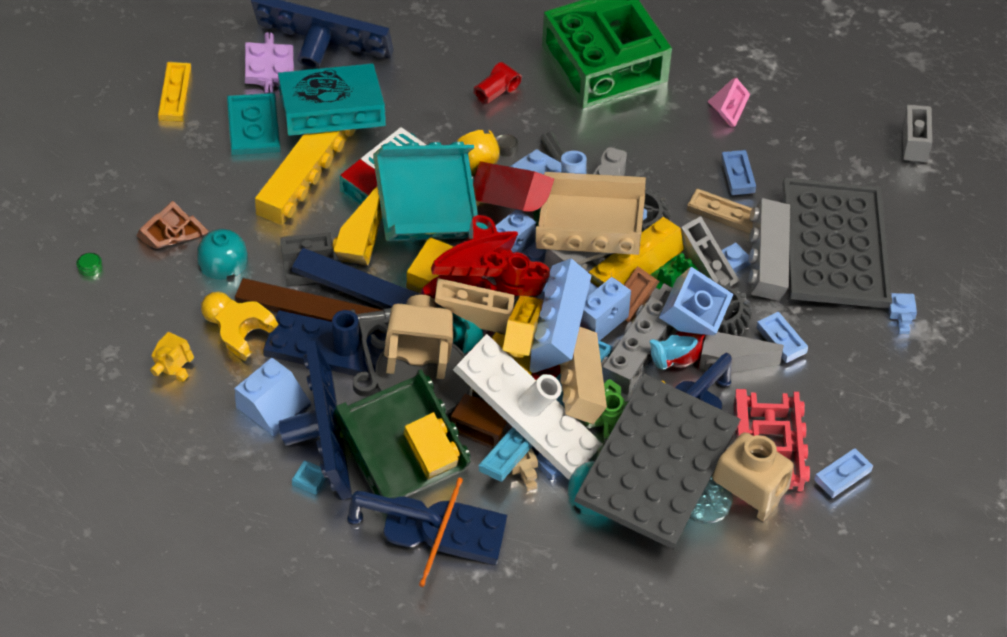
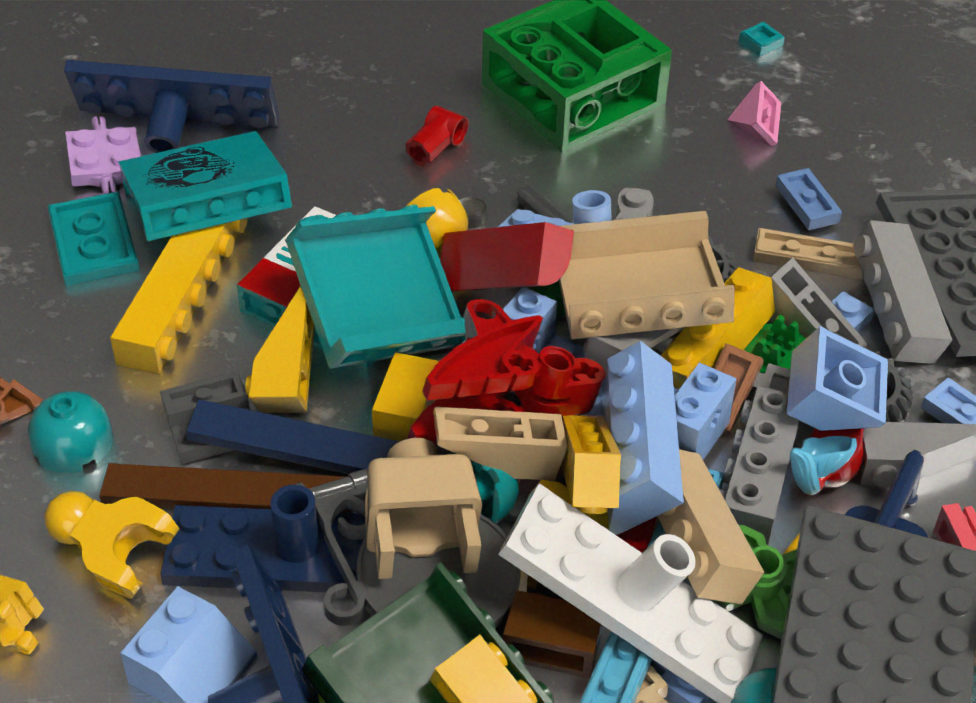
camera: 10 degrees left, 5 degrees down
(755, 39) = (761, 39): none -> teal tile

